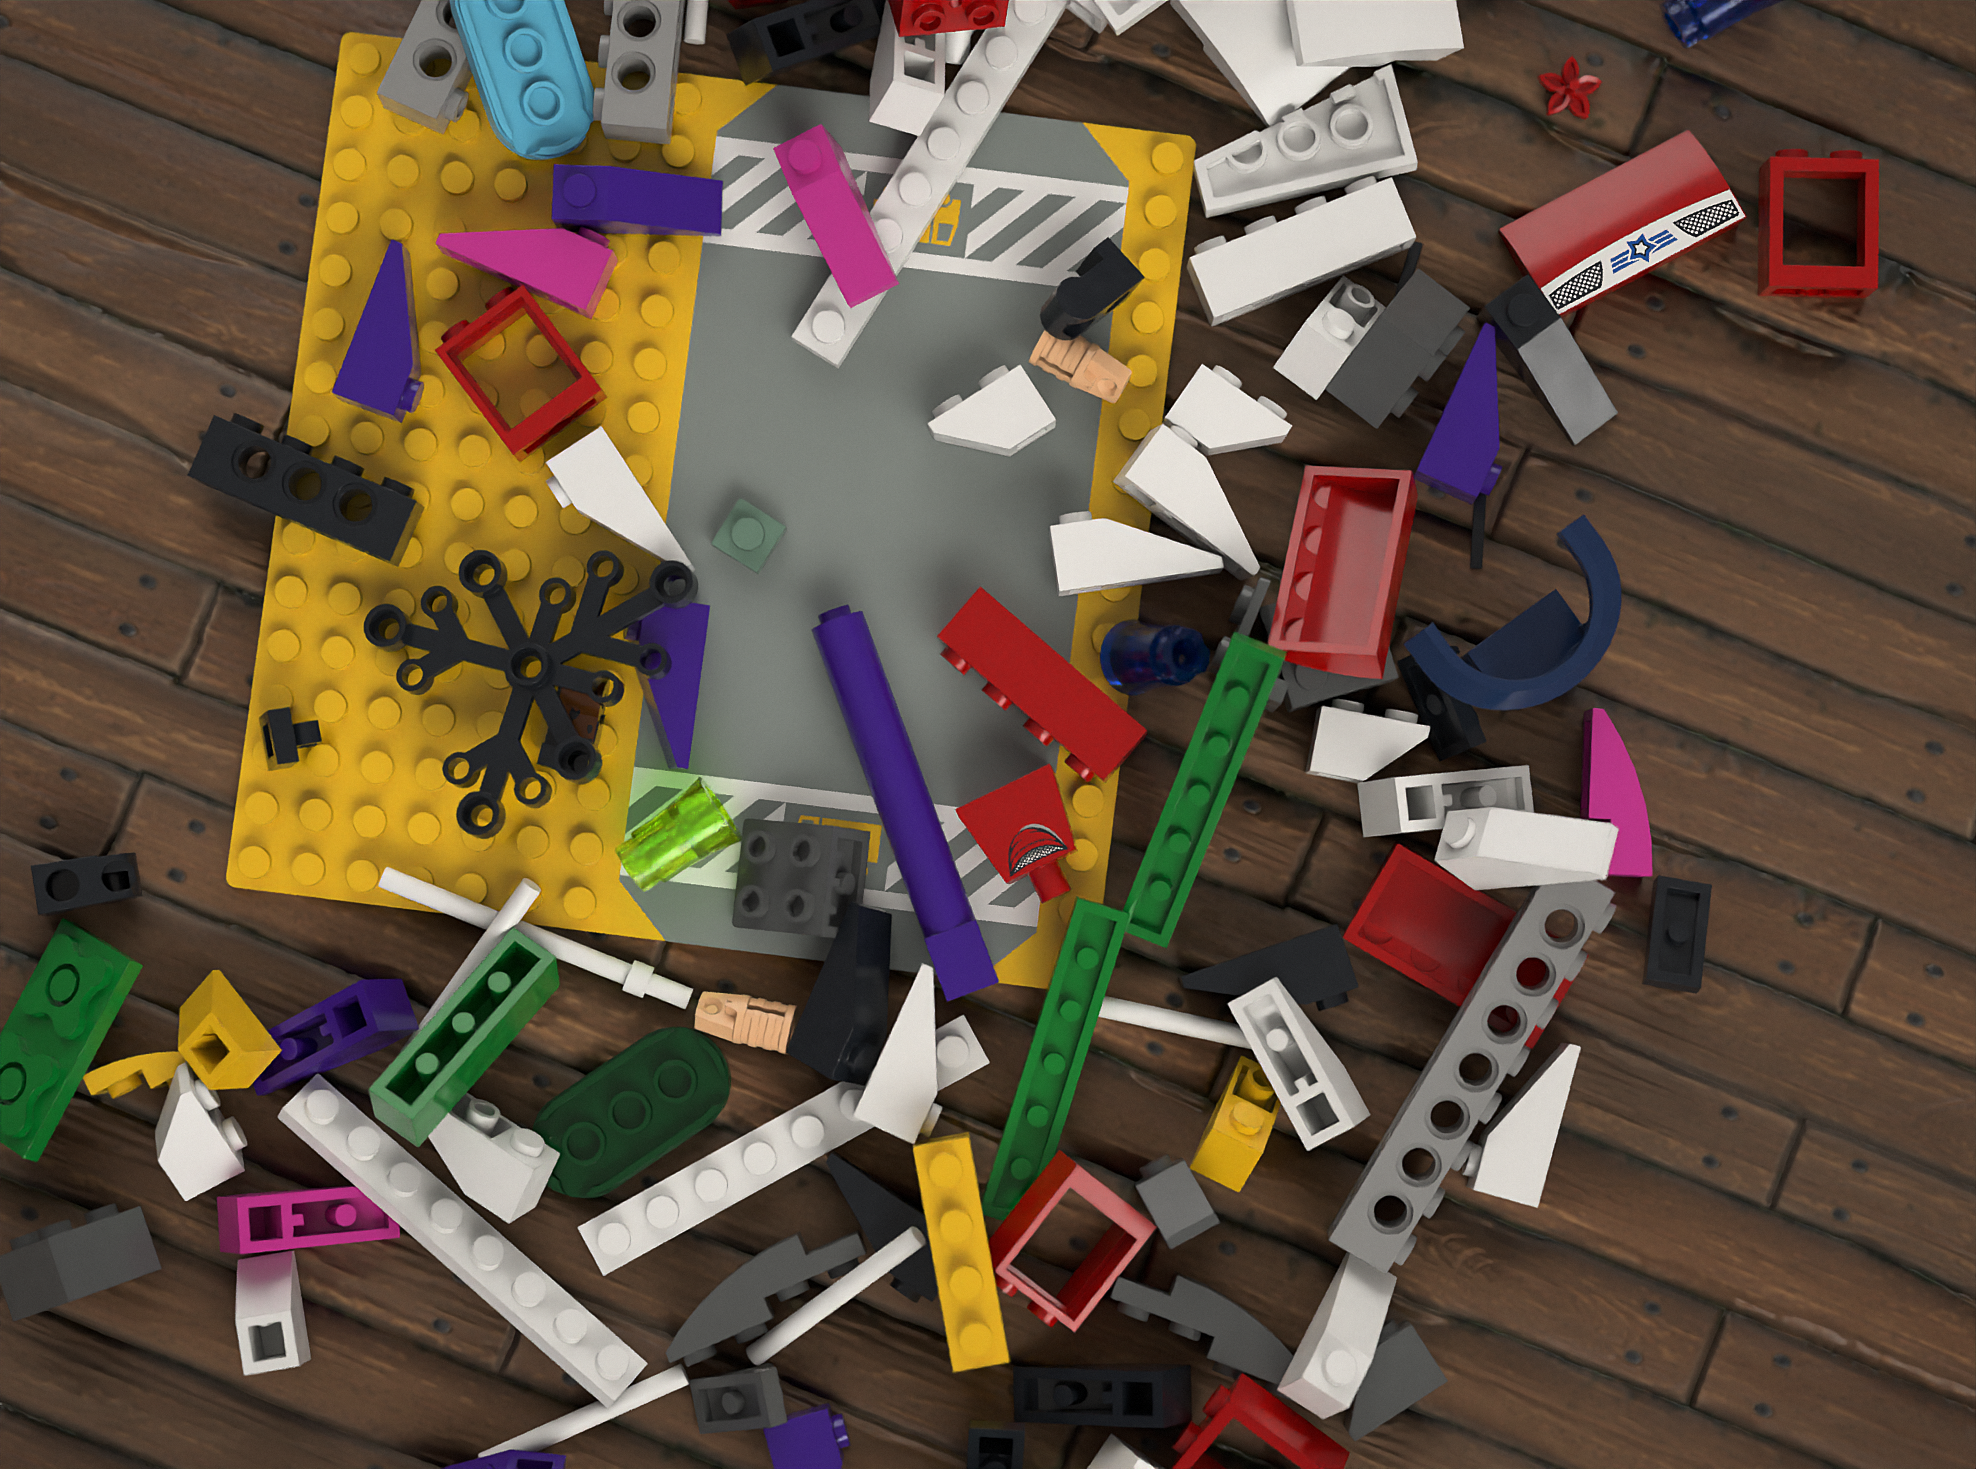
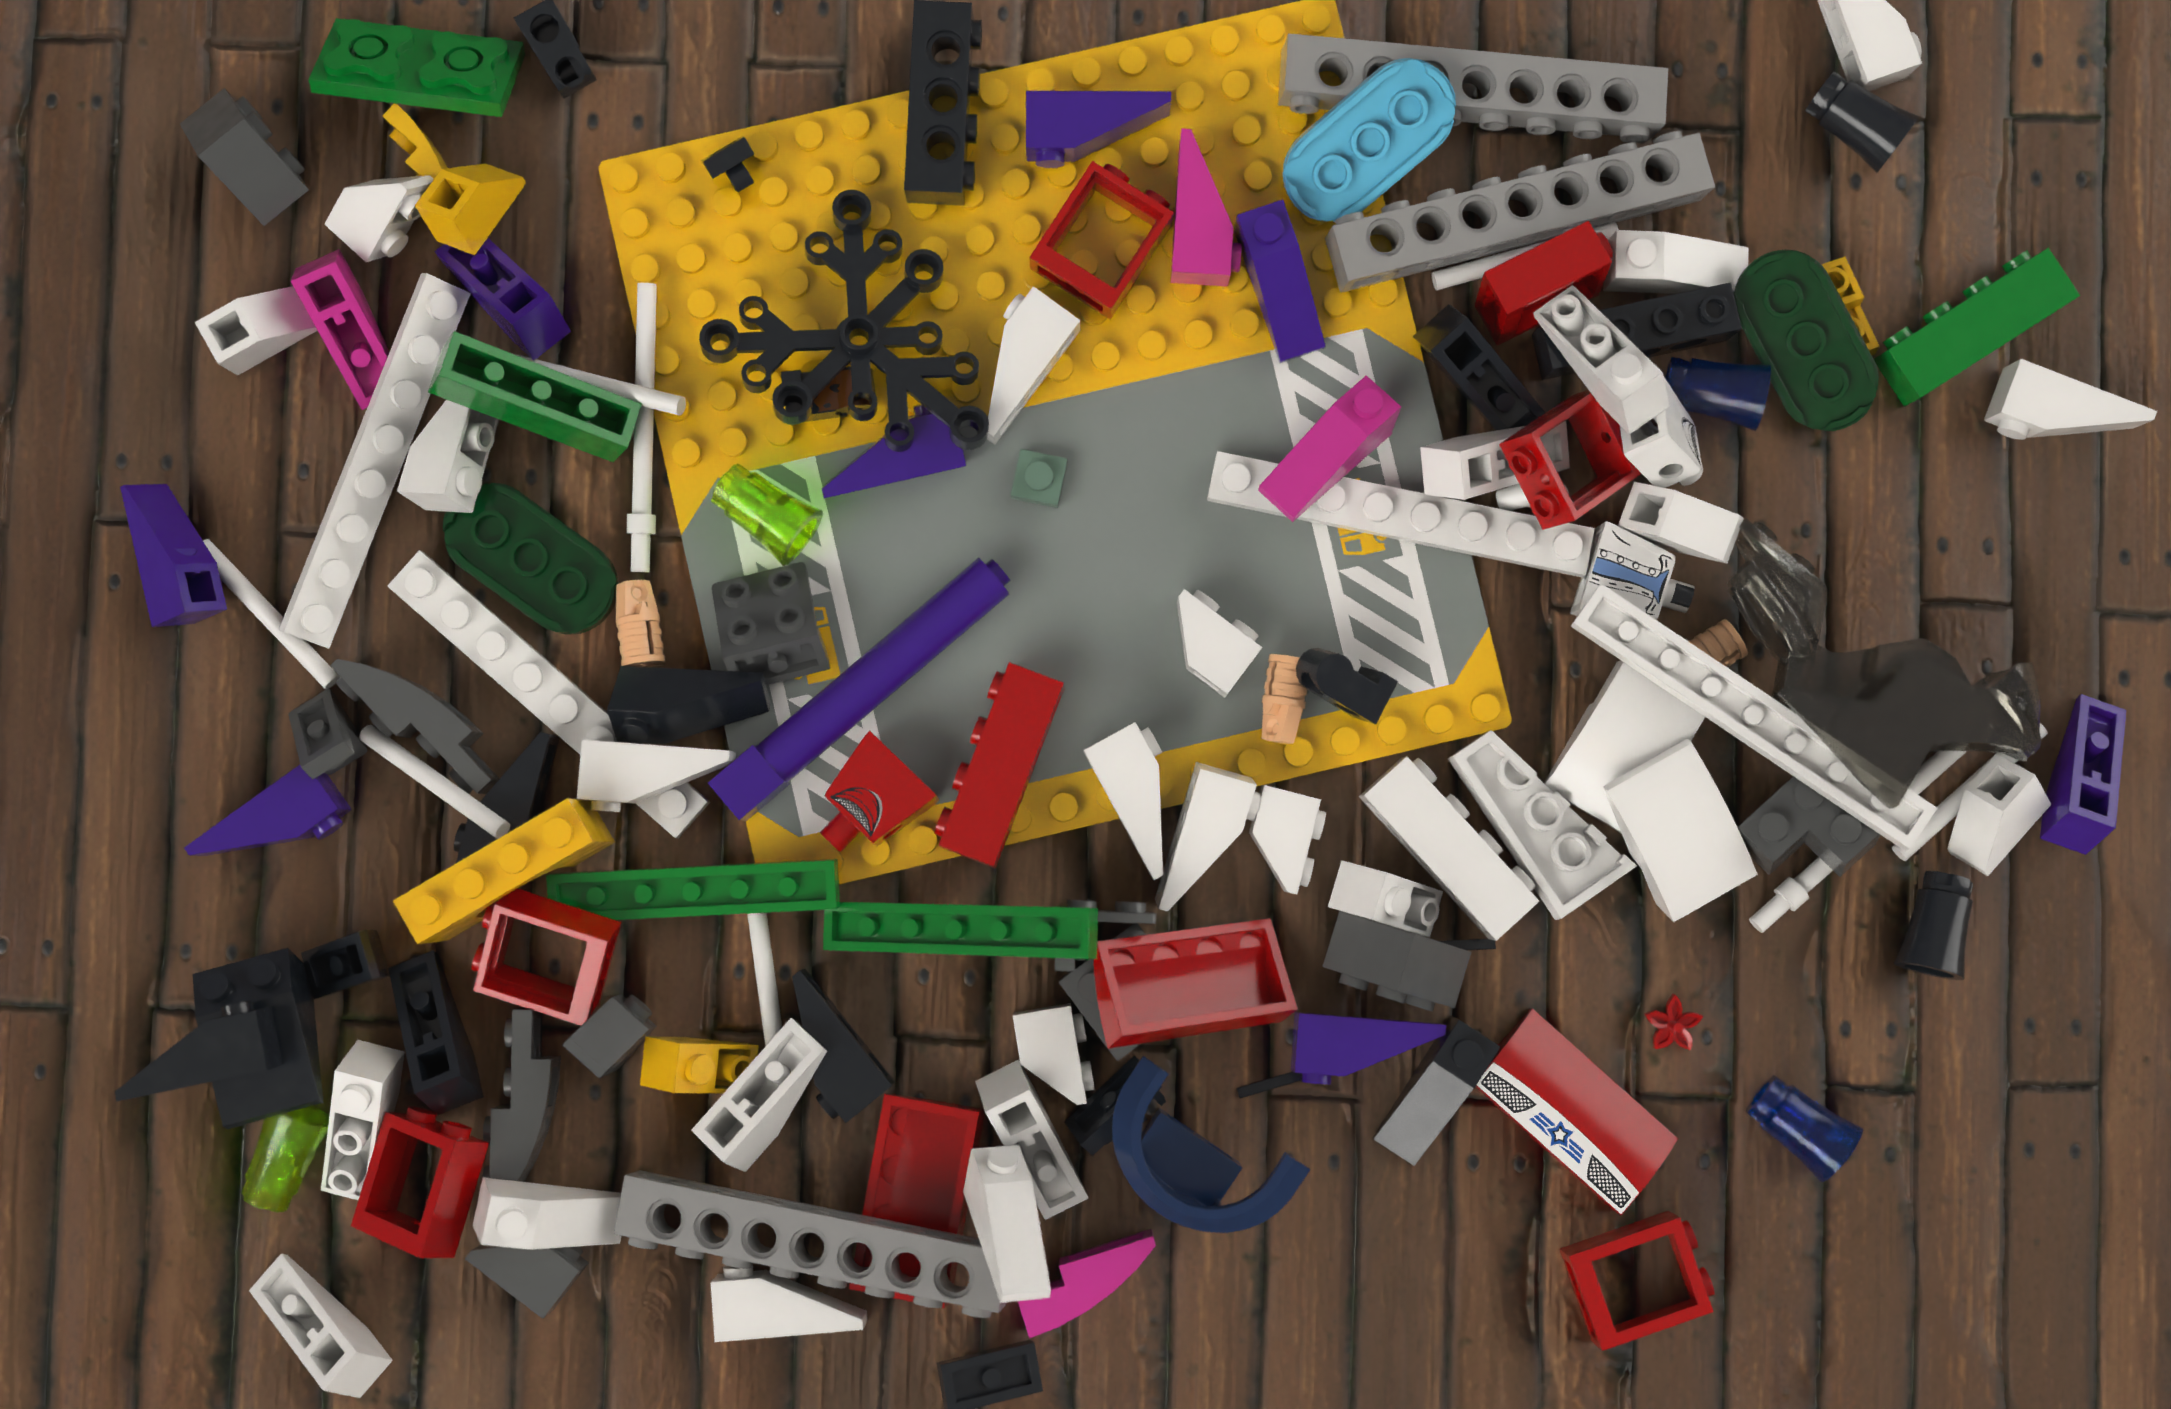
camera: 70 degrees right, 0 degrees up
(1151, 656) = (1058, 843): clear blue plant -> none

